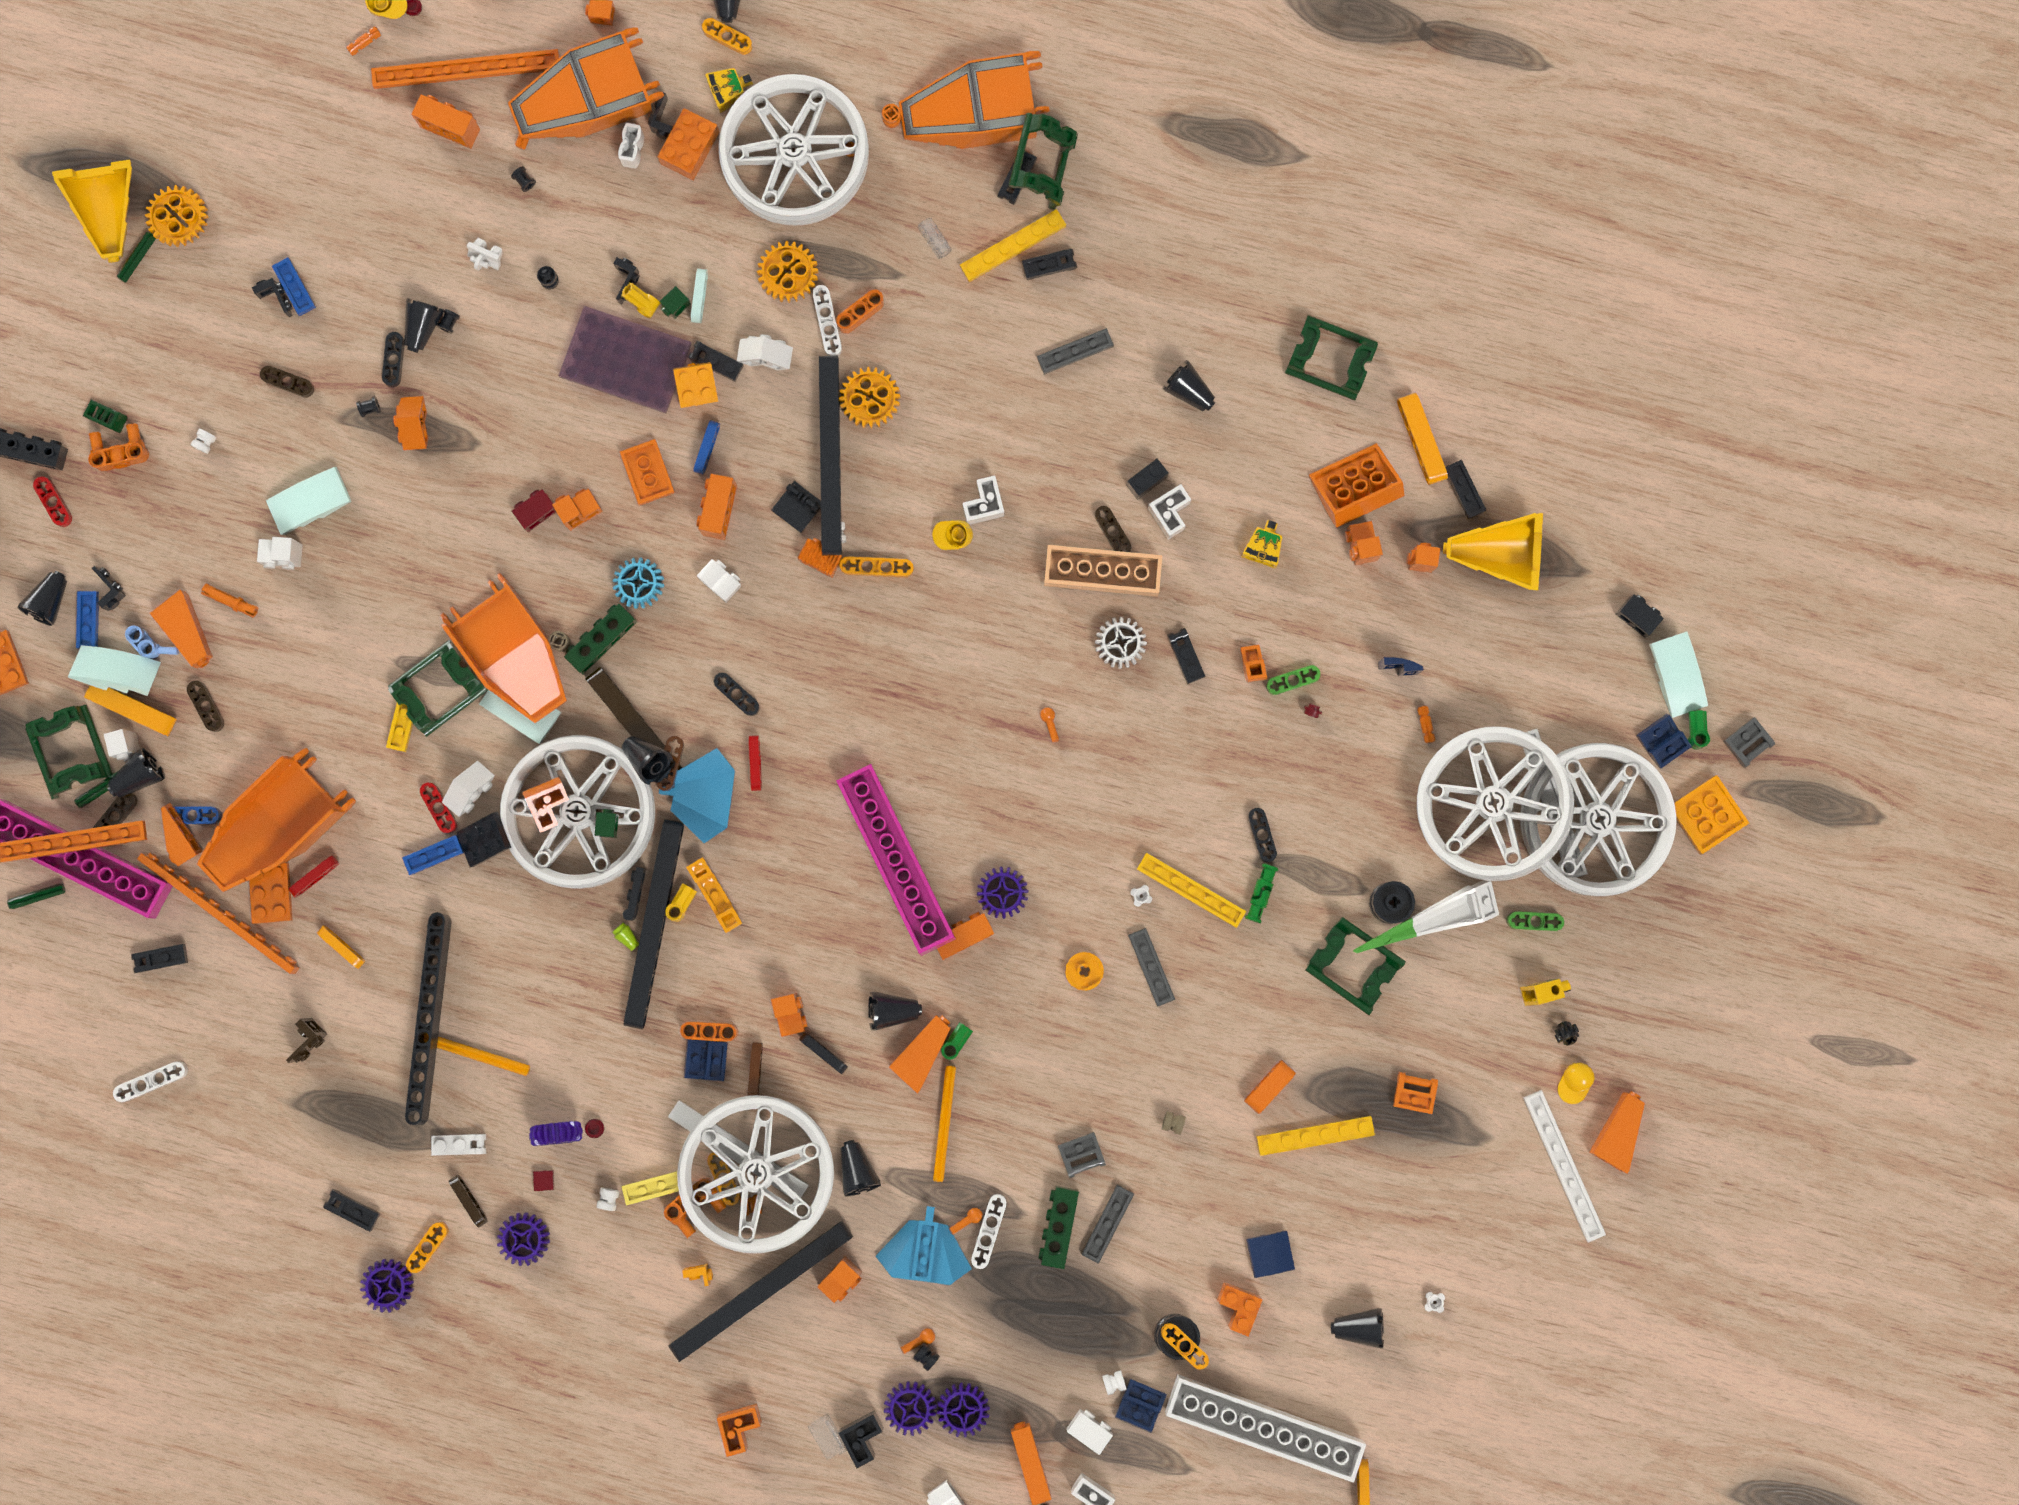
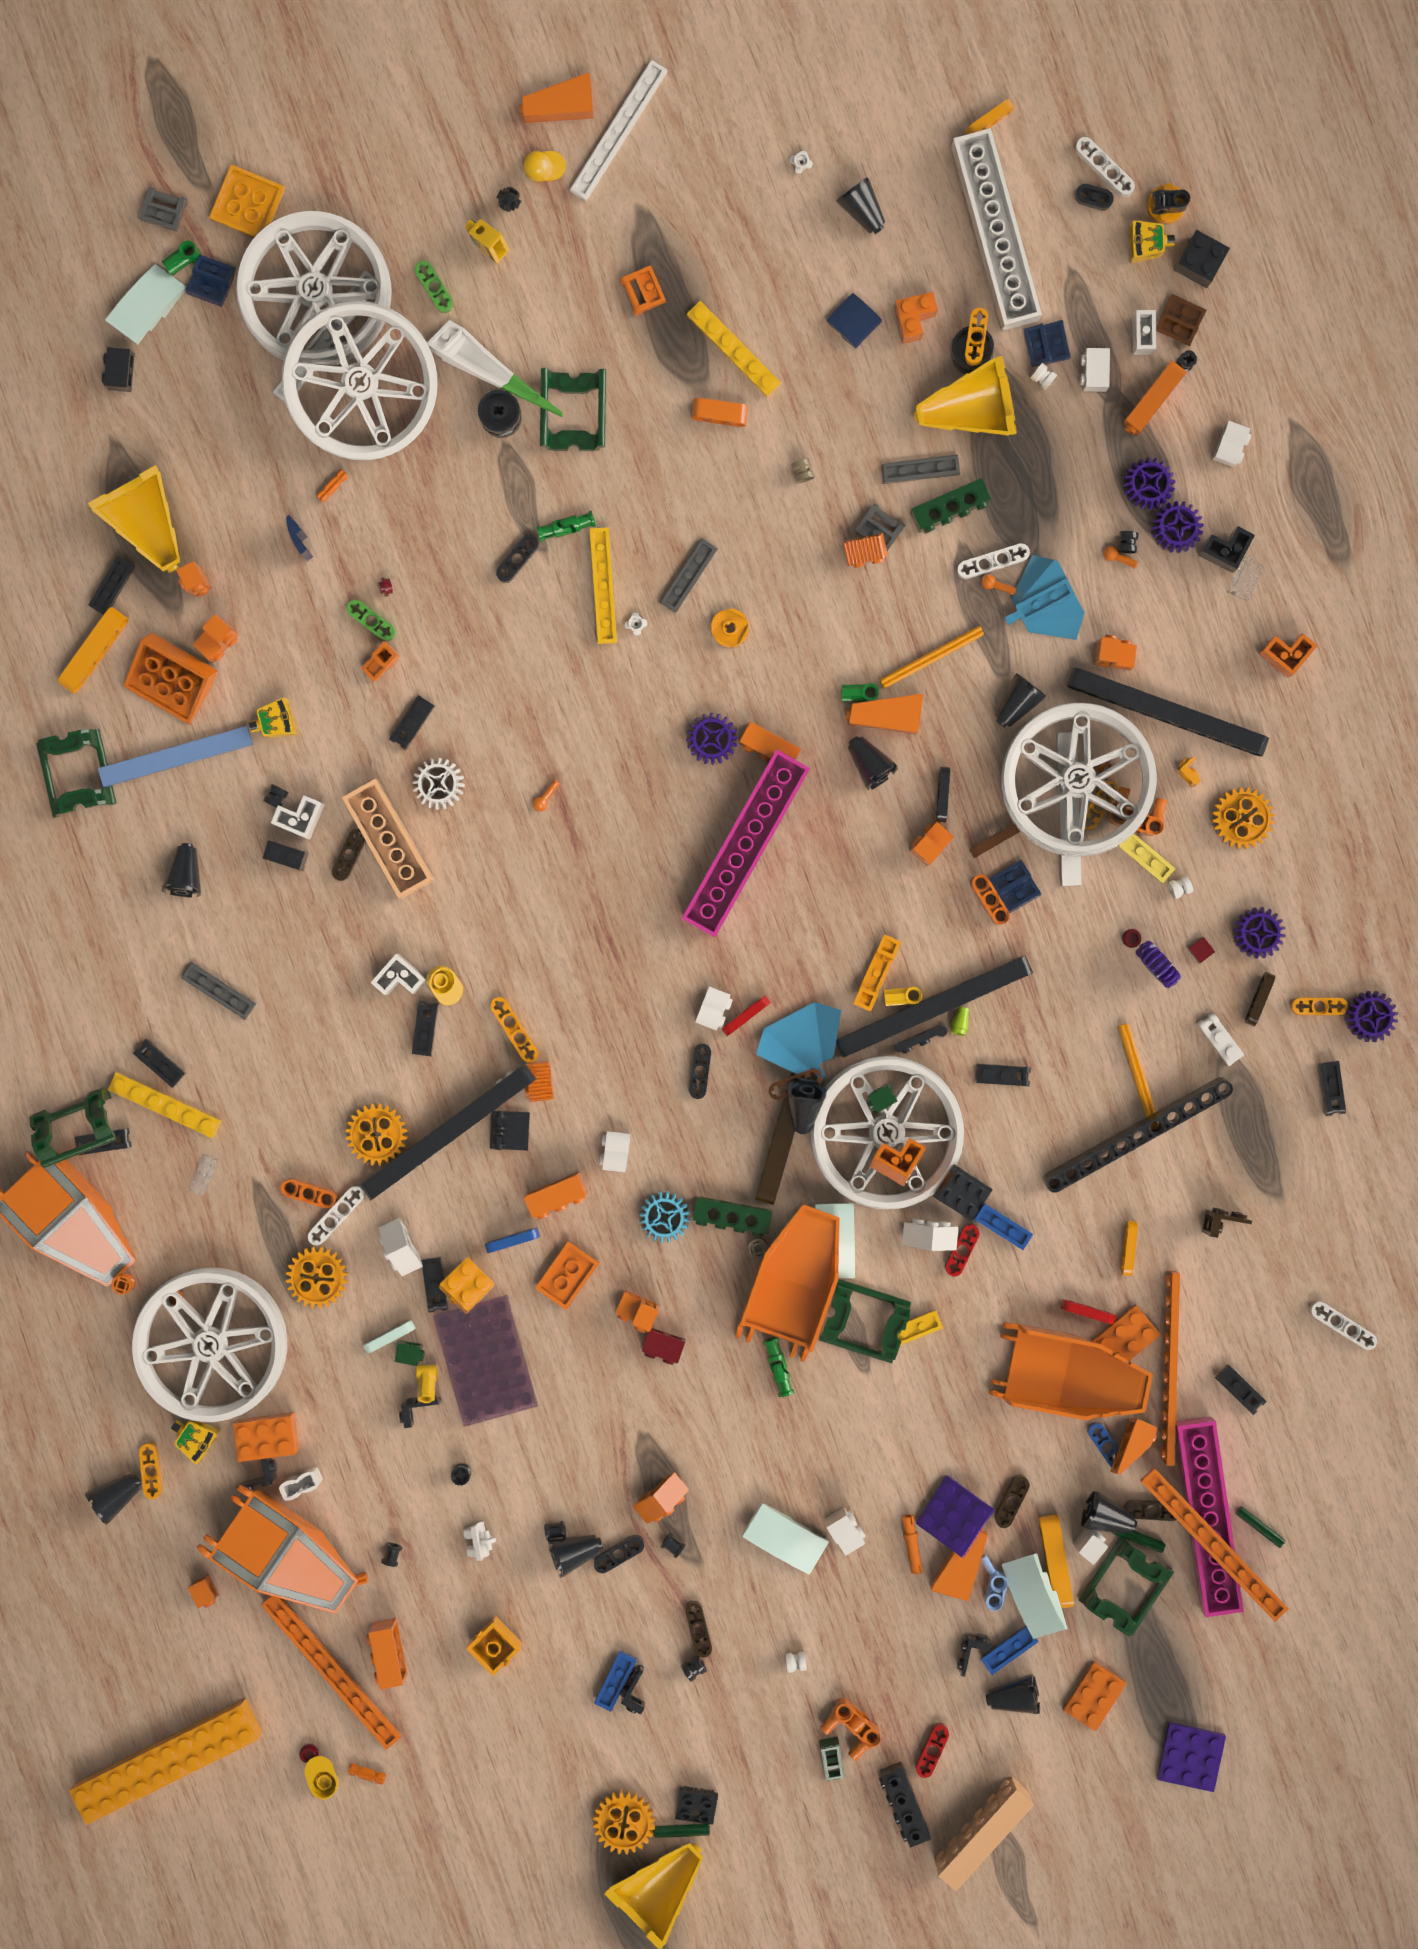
camera: 120 degrees left, 5 degrees up
(146, 282) = (696, 1806): none -> black hinge
(226, 650) = (955, 1516): none -> dark purple plate
(258, 356) = (694, 1668): none -> black wheel
(391, 209) = (494, 1646): none -> light orange brick
(449, 590) = (781, 1375): none -> green piece
(558, 941) = (1002, 1074): none -> black plate
(645, 1293) = (1252, 831): none -> light orange gear
(780, 740) = (713, 1008): none -> white brick
(927, 494) = (425, 1029): none -> black plate
(1070, 1129) = (865, 549): none -> orange brick
(1130, 1305) = (972, 403): none -> yellow cone
(1201, 504) = (275, 796): none -> black wheel
(1289, 446) = (175, 756): none -> medium blue tile

